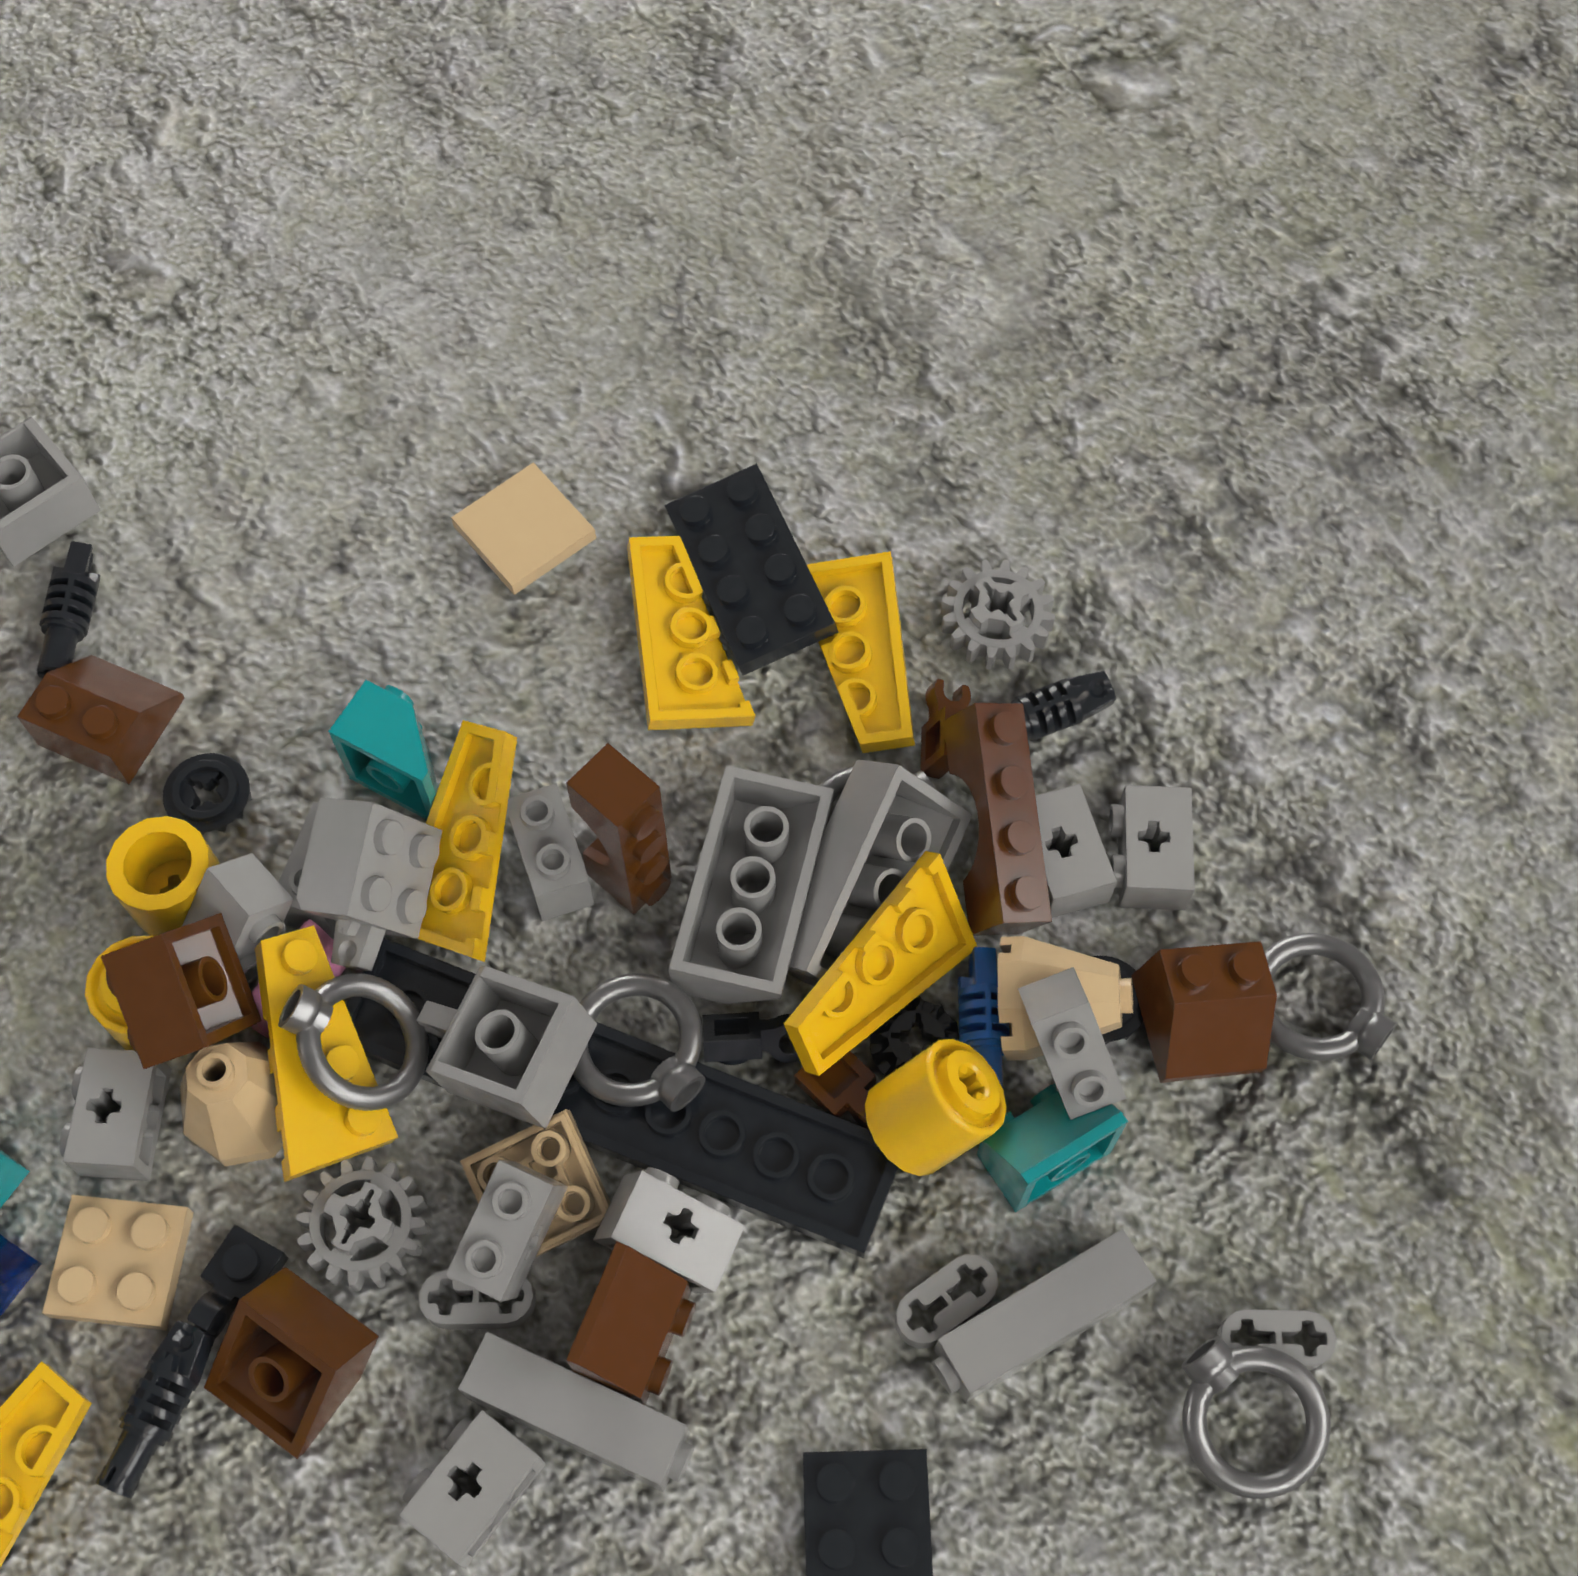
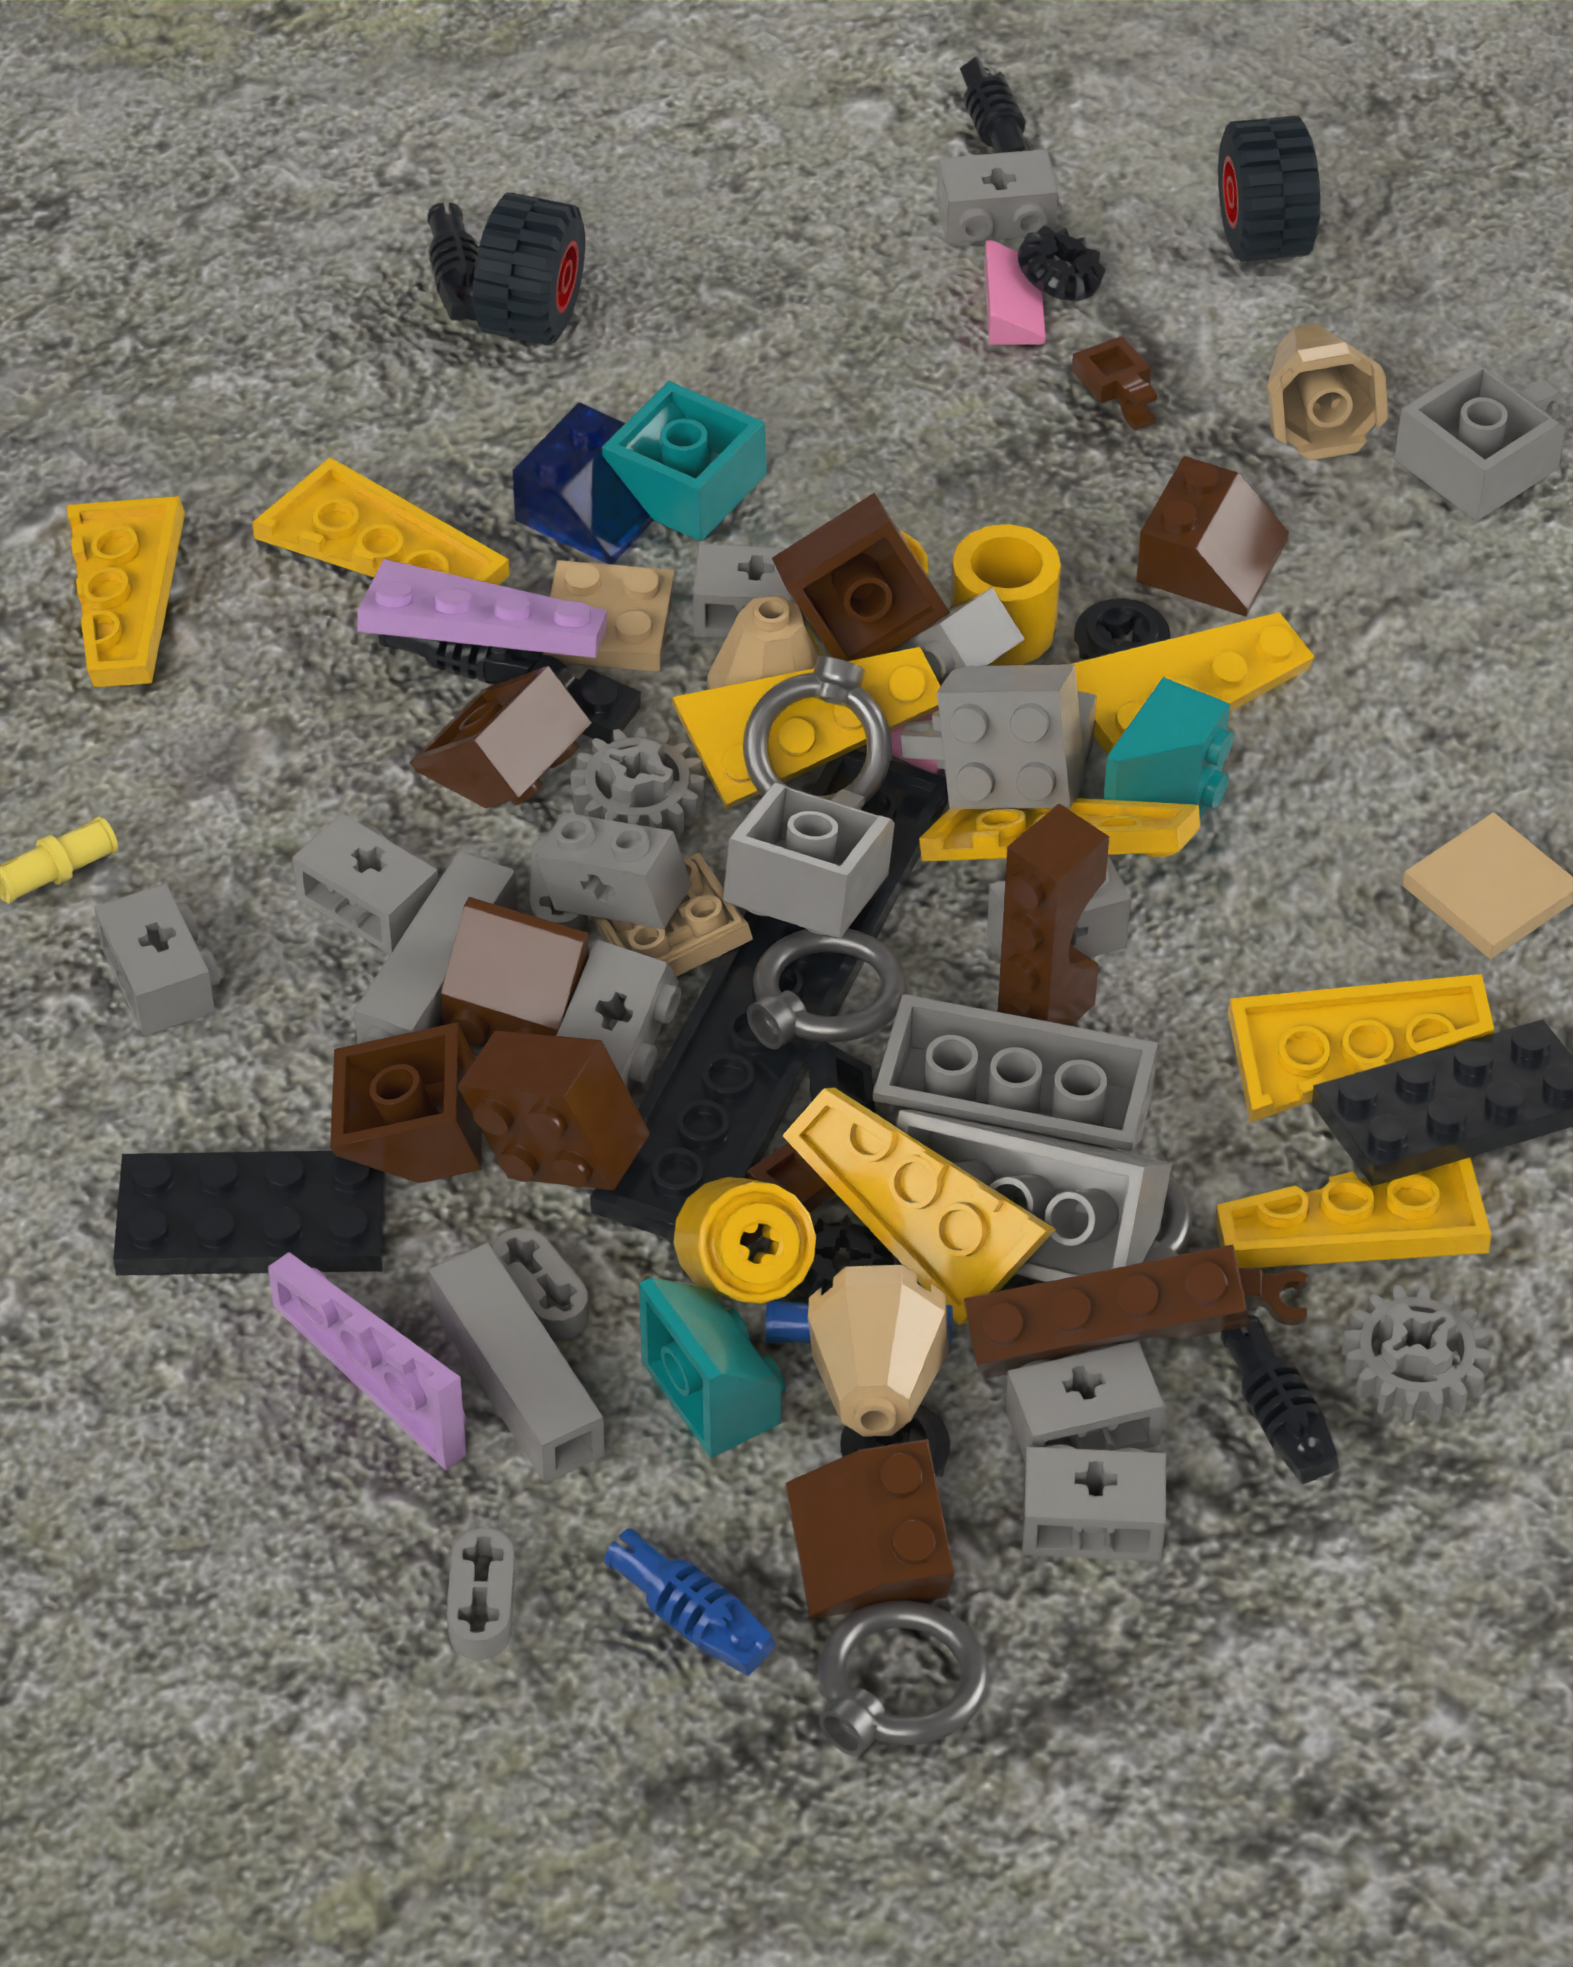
camera: 90 degrees right, 15 degrees down
(67, 608) = (1343, 502): black hinge -> none
(123, 1406) = (463, 610): none -> lavender wing
(273, 745) = (1223, 662): none -> yellow wing
(766, 1430) = (402, 1105): none -> reddish brown slope
(796, 1281) = (554, 1109): none -> reddish brown brick
(1066, 1430) = (378, 1359): none -> lavender wing
(1072, 1043) = (802, 1329): light grey brick -> none
(1215, 1368) = (445, 1508): flat silver piece -> none
(1274, 1159) = (692, 1603): none -> blue hinge

